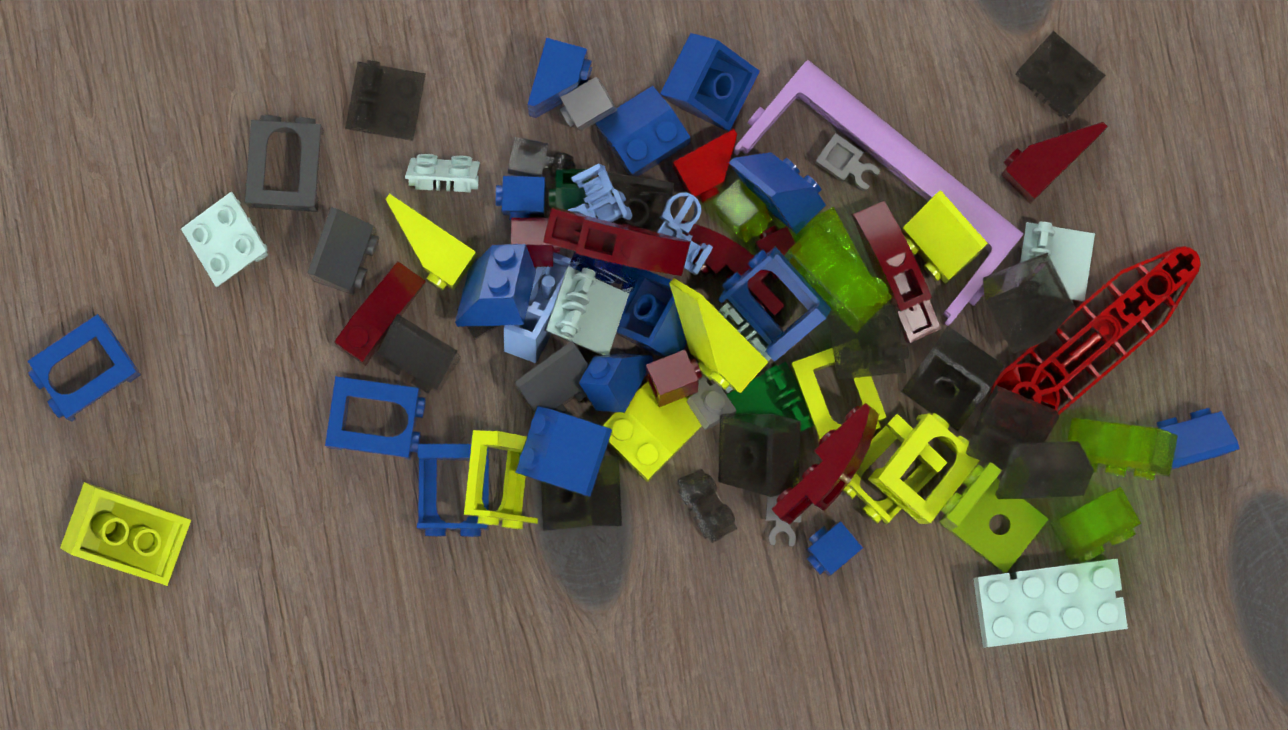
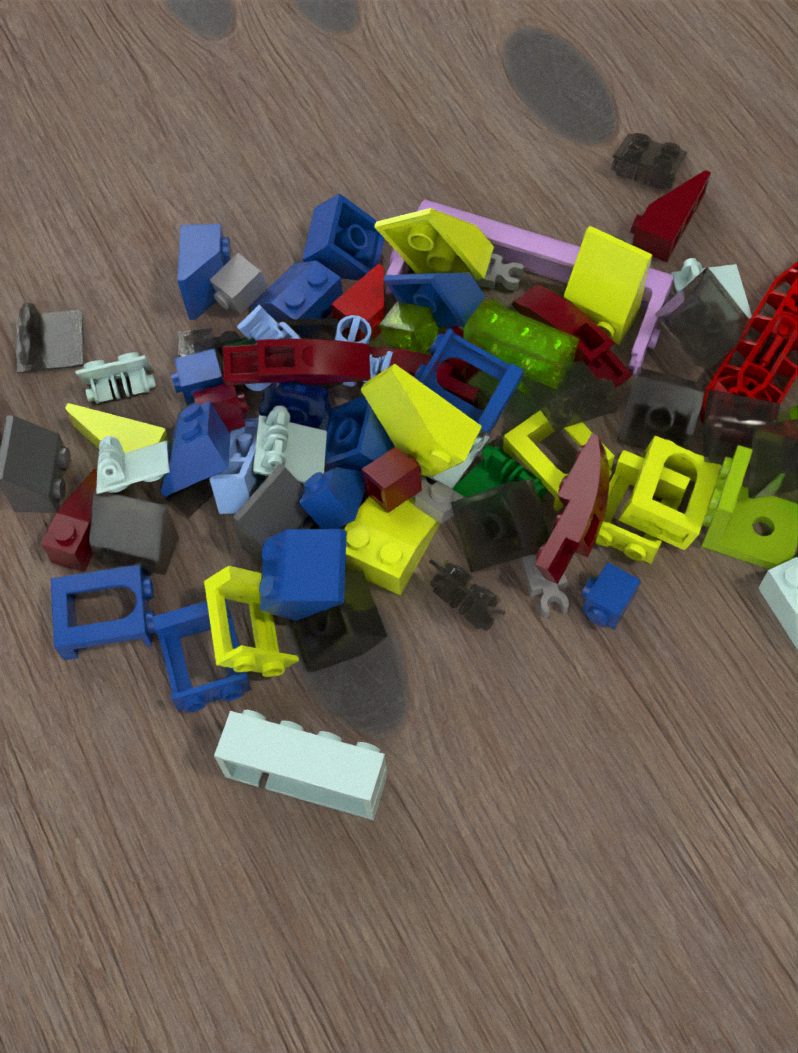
camera: 10 degrees left, 20 degrees down
(435, 292) = (120, 469): none -> light aqua hinge
(514, 623) = (302, 763): none -> light aqua piece
(800, 139) = (438, 243): none -> neon yellow slope

